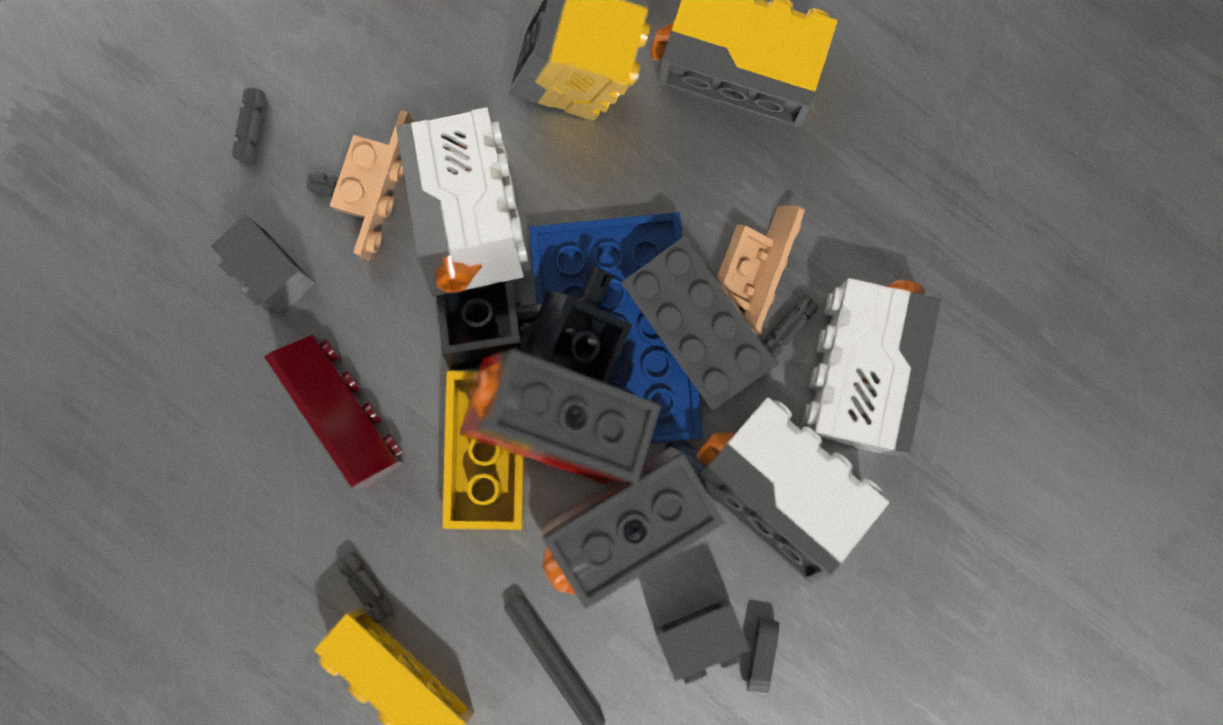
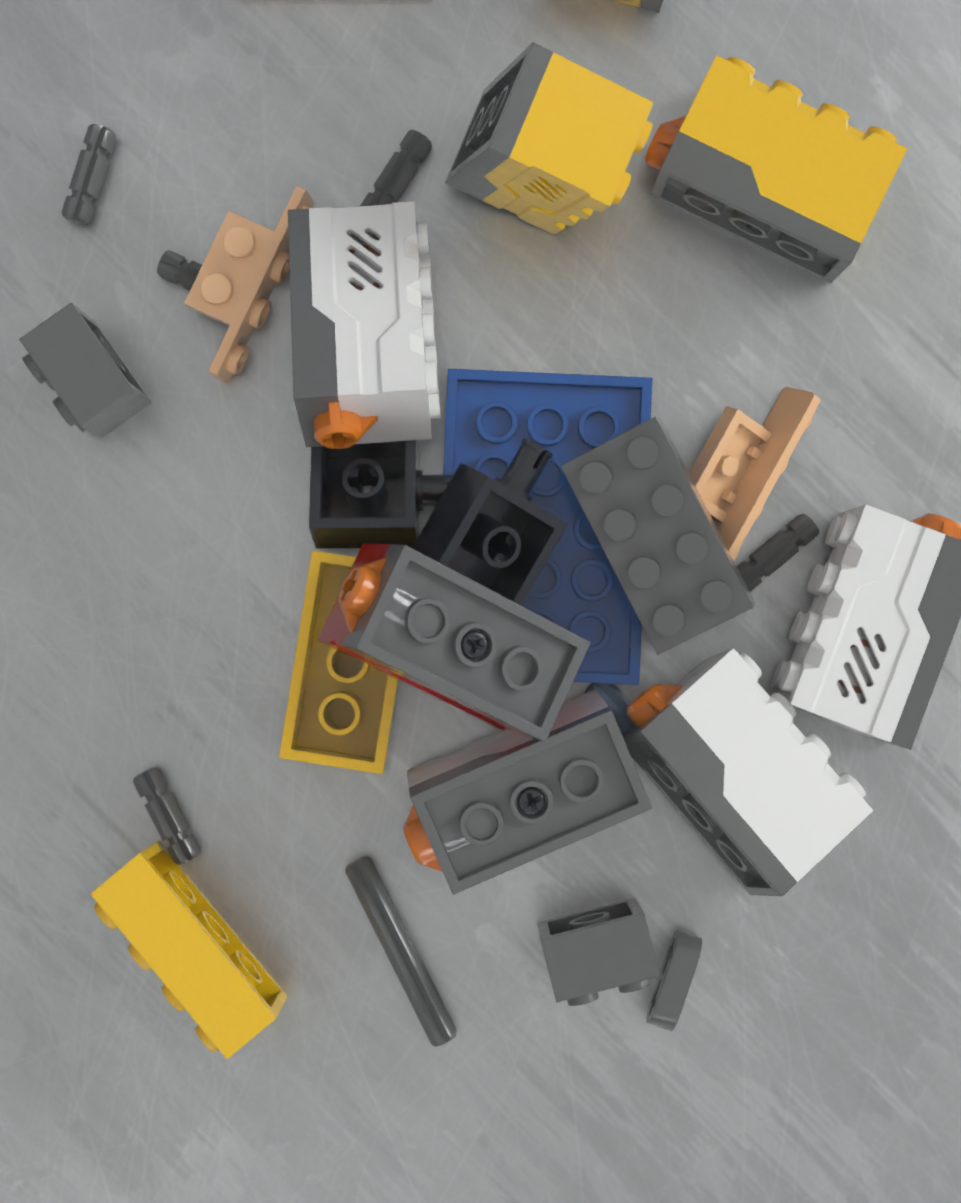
camera: 10 degrees right, 5 degrees up
(335, 410) = (157, 579): dark red slope -> none
(475, 87) = (399, 170): none -> dark grey axle

